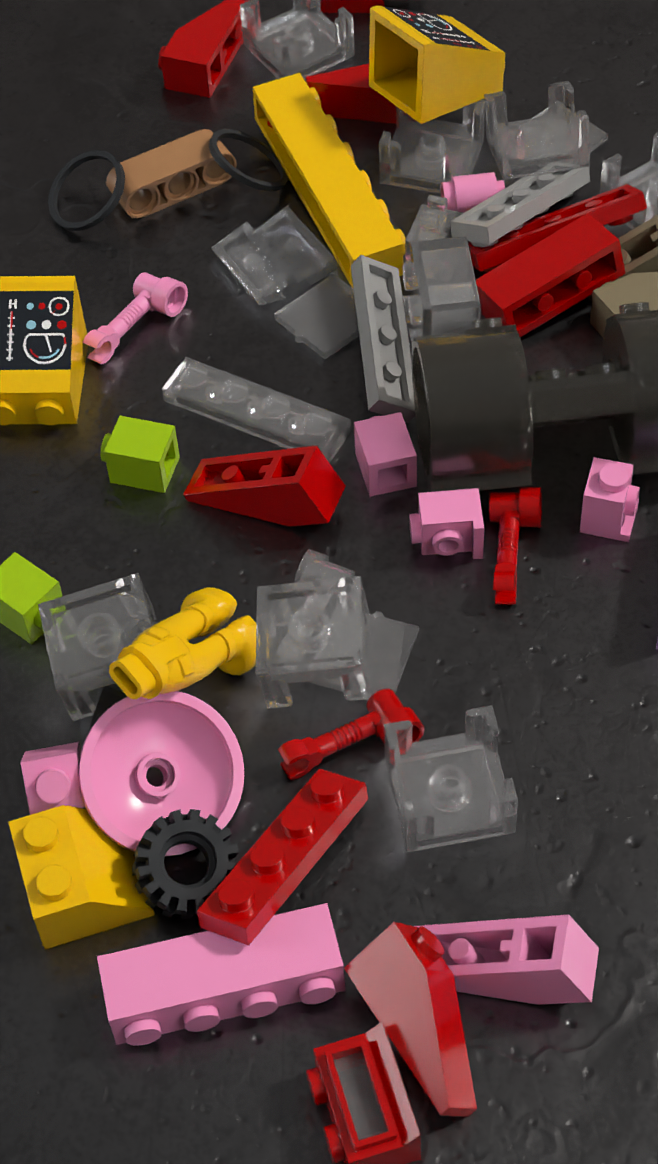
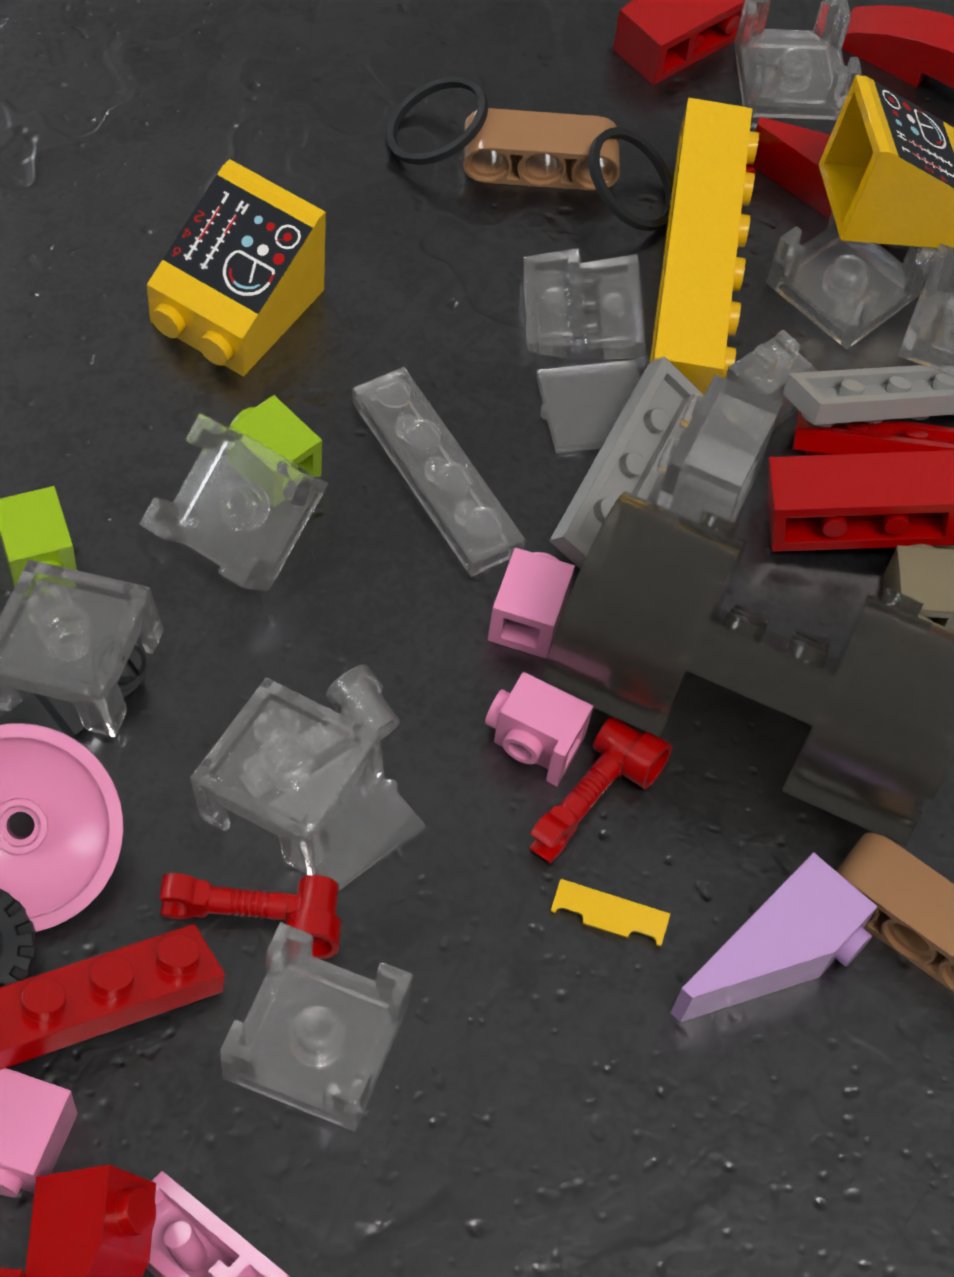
camera: 20 degrees right, 5 degrees up
(149, 495) = (238, 504): none -> clear panel
(151, 294) = (423, 276): bright pink brick -> none
(165, 661) = (96, 709): yellow piece -> none
(272, 486) = (382, 568): red slope -> none
(470, 190) = (847, 348): bright pink brick -> none
(575, 611) = (610, 912): none -> yellow piece
(609, 500) = (737, 806): bright pink brick -> none

